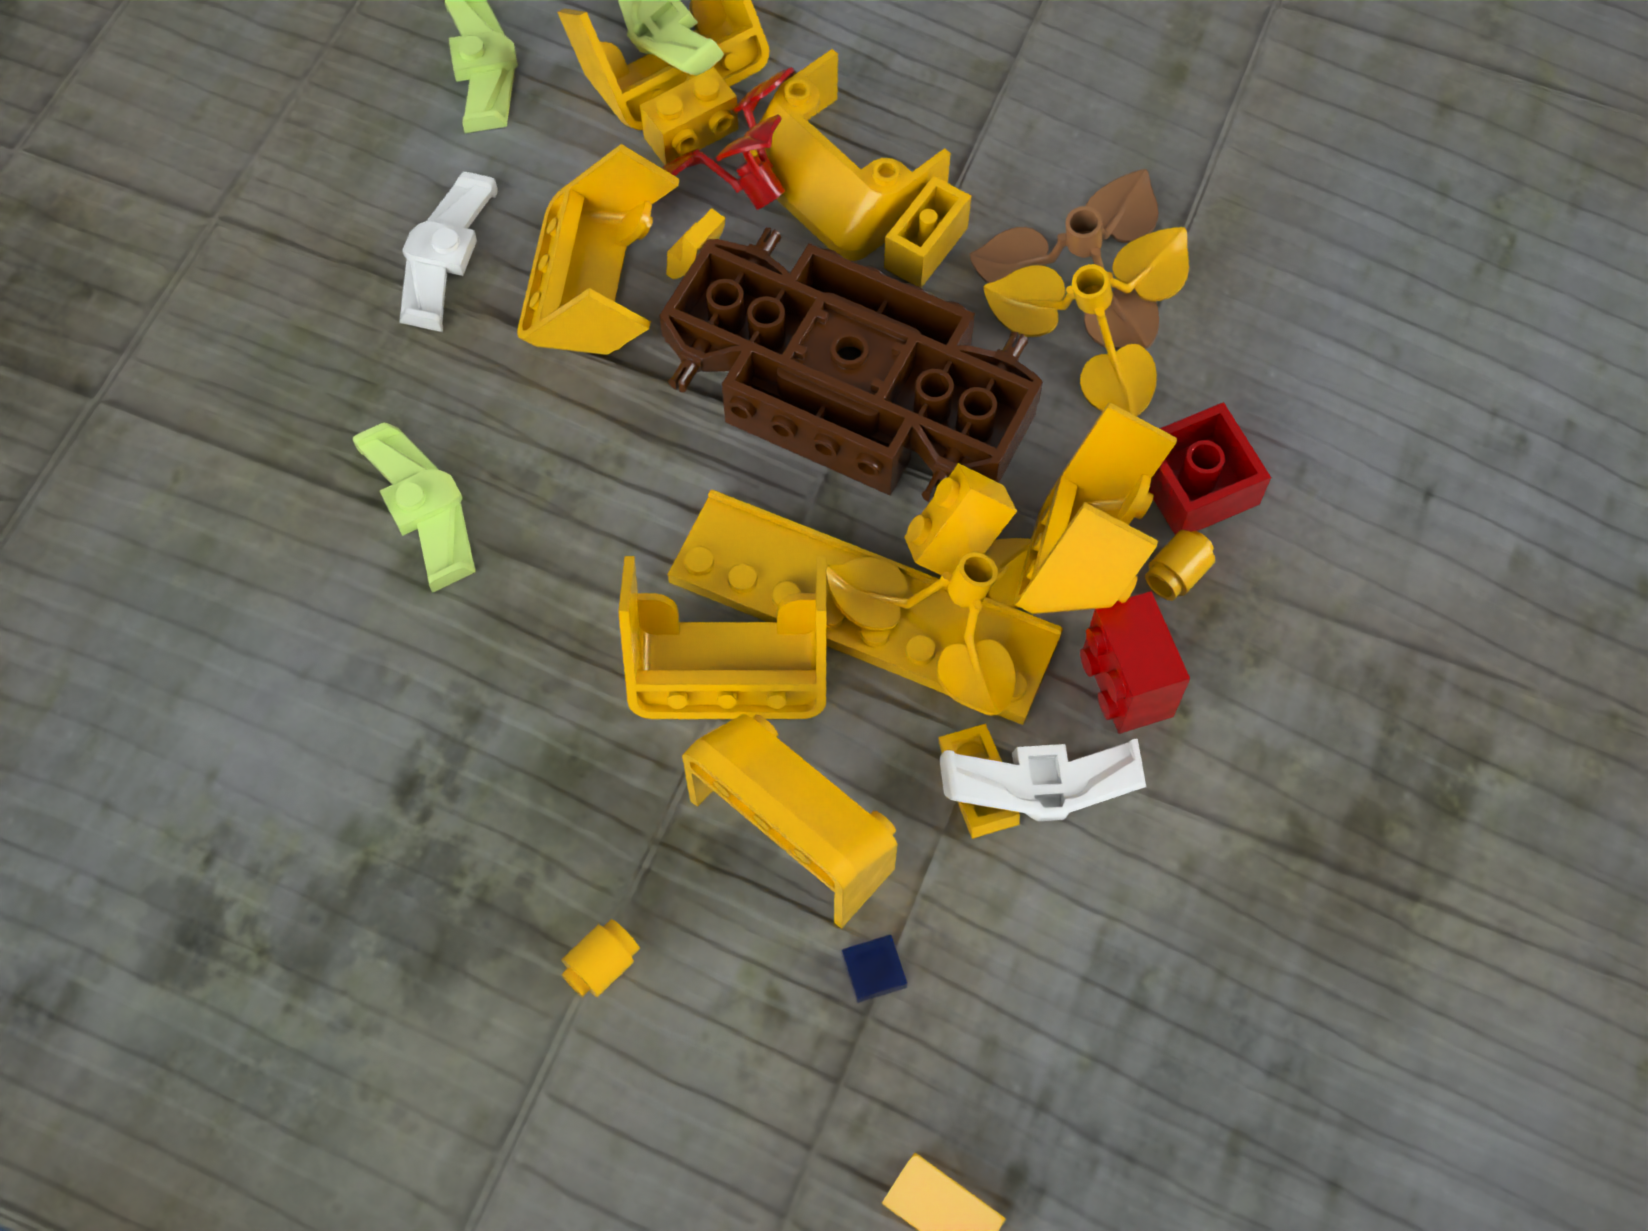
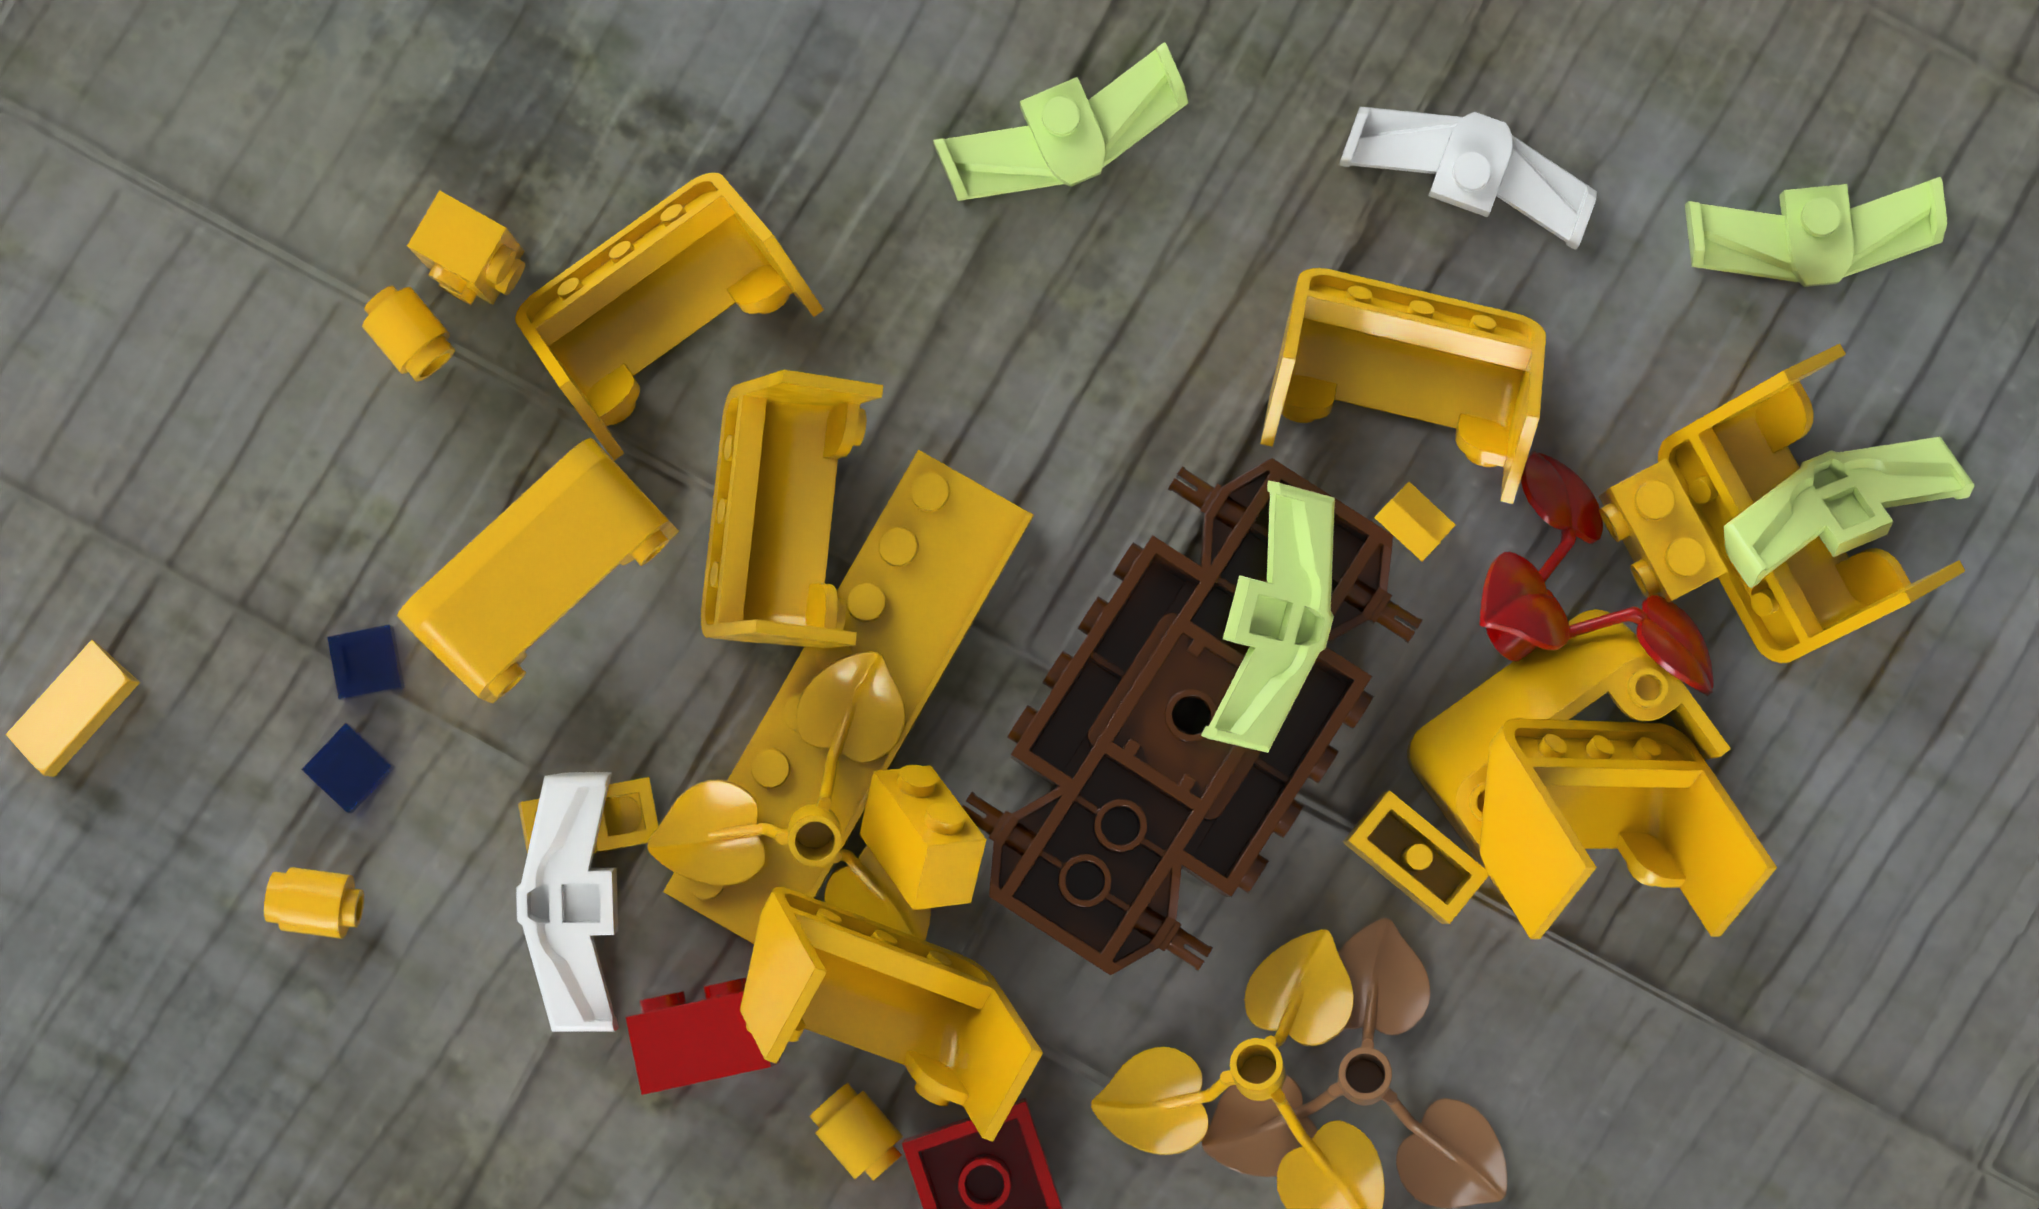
camera: 100 degrees right, 20 degrees up
(529, 905) = (467, 251): none -> yellow brick
(545, 769) = (651, 293): none -> yellow windscreen
(775, 288) = (1279, 619): none -> yellowish green plate
(897, 101) = (1619, 788): none -> yellow windscreen
(962, 971) = (348, 768): none -> clear blue tile
(1076, 980) = (313, 902): none -> yellow brick

